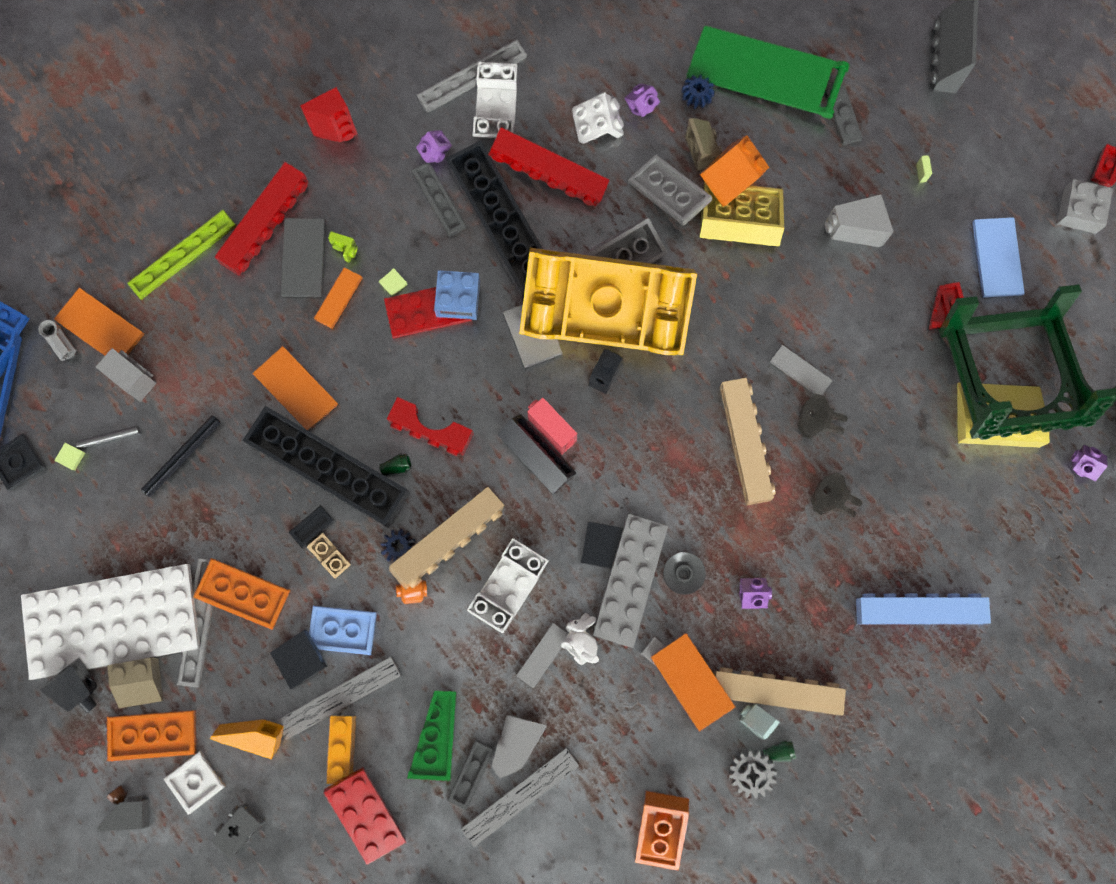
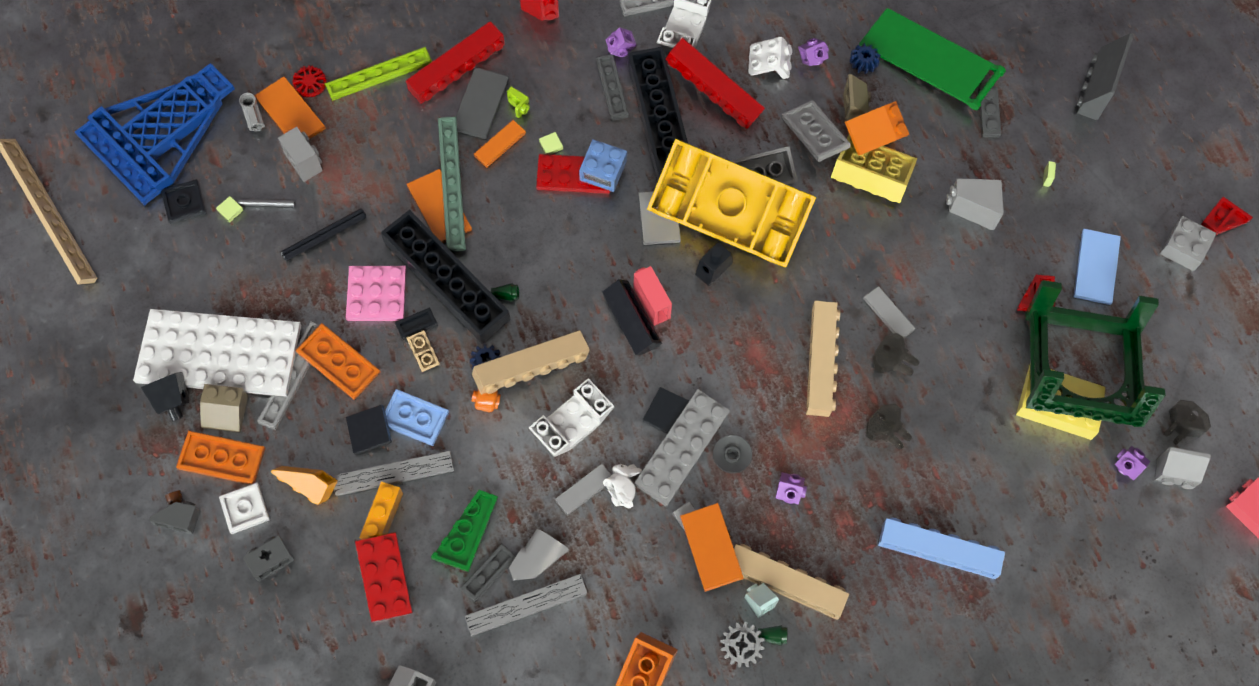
camera: 15 degrees right, 10 degrees down
(109, 285) = (309, 81): none -> red wheel
(258, 505) = (376, 293): none -> bright pink plate
(301, 360) = (451, 184): none -> sand green tile
(453, 438) = (562, 283): red arch -> none

